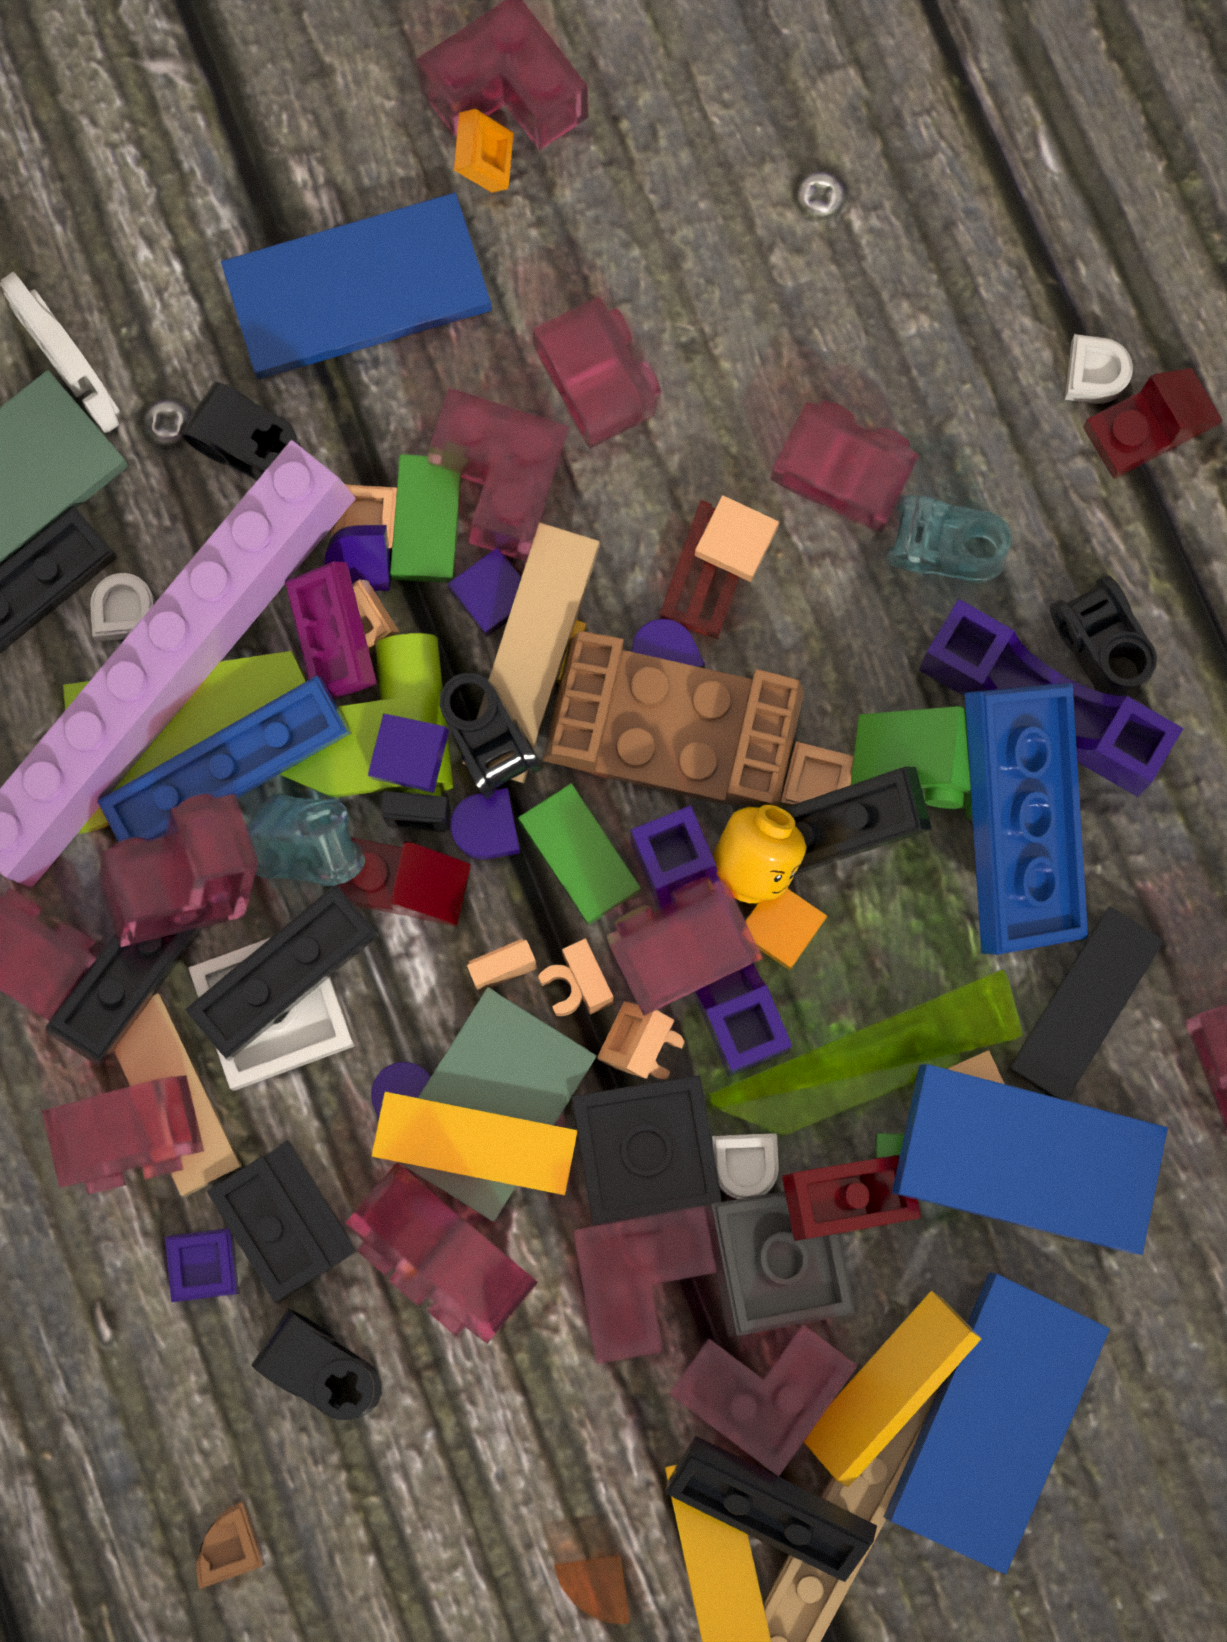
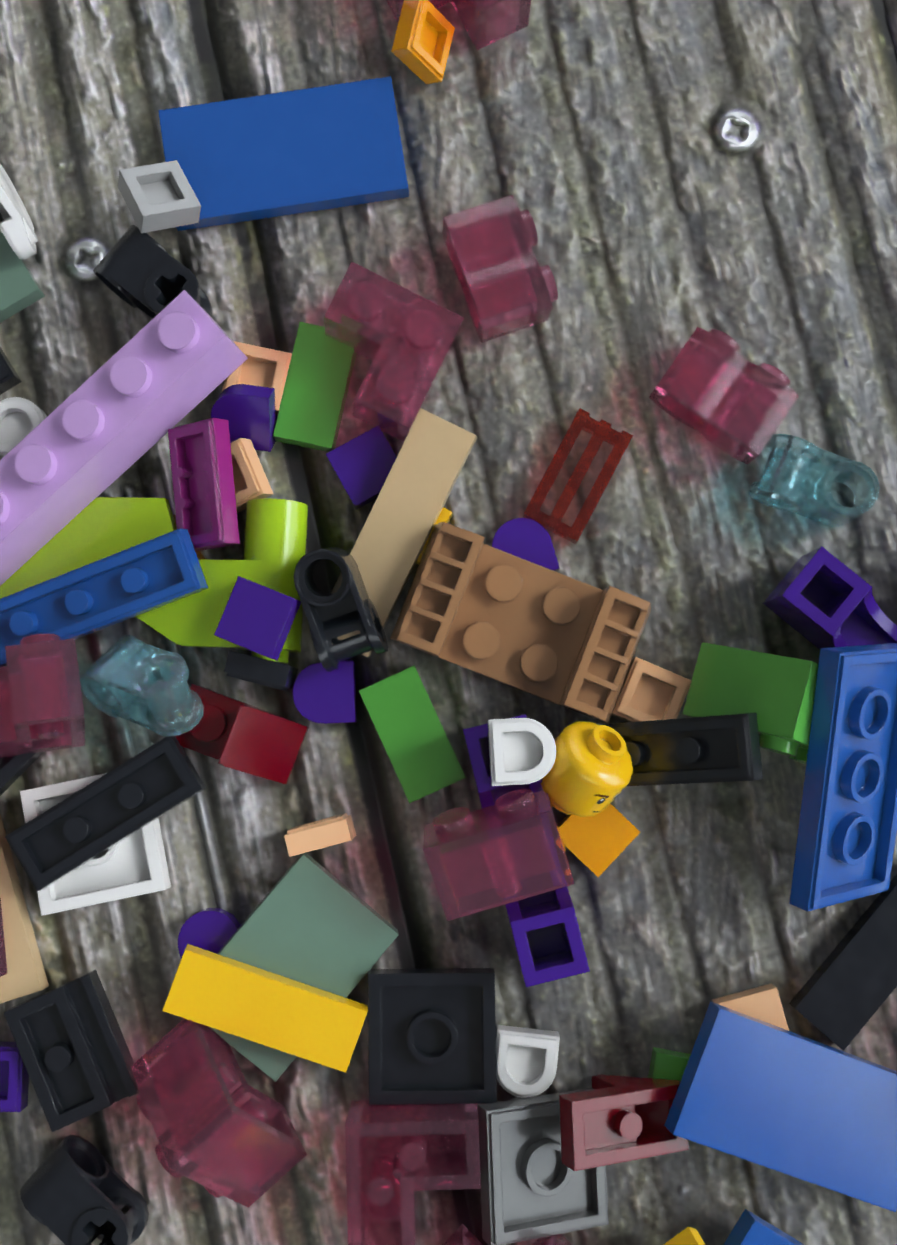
camera: 10 degrees right, 5 degrees up
(240, 349) = (159, 196): none -> light grey plate
(583, 977) = (397, 860): light nougat tile -> none
(637, 1040) = (436, 938): light nougat tile -> none
(689, 839) = (519, 751): none -> white tile
(736, 538) = (609, 451): light nougat tile -> none
(874, 1058) = (668, 979): clear neon green wedge -> none

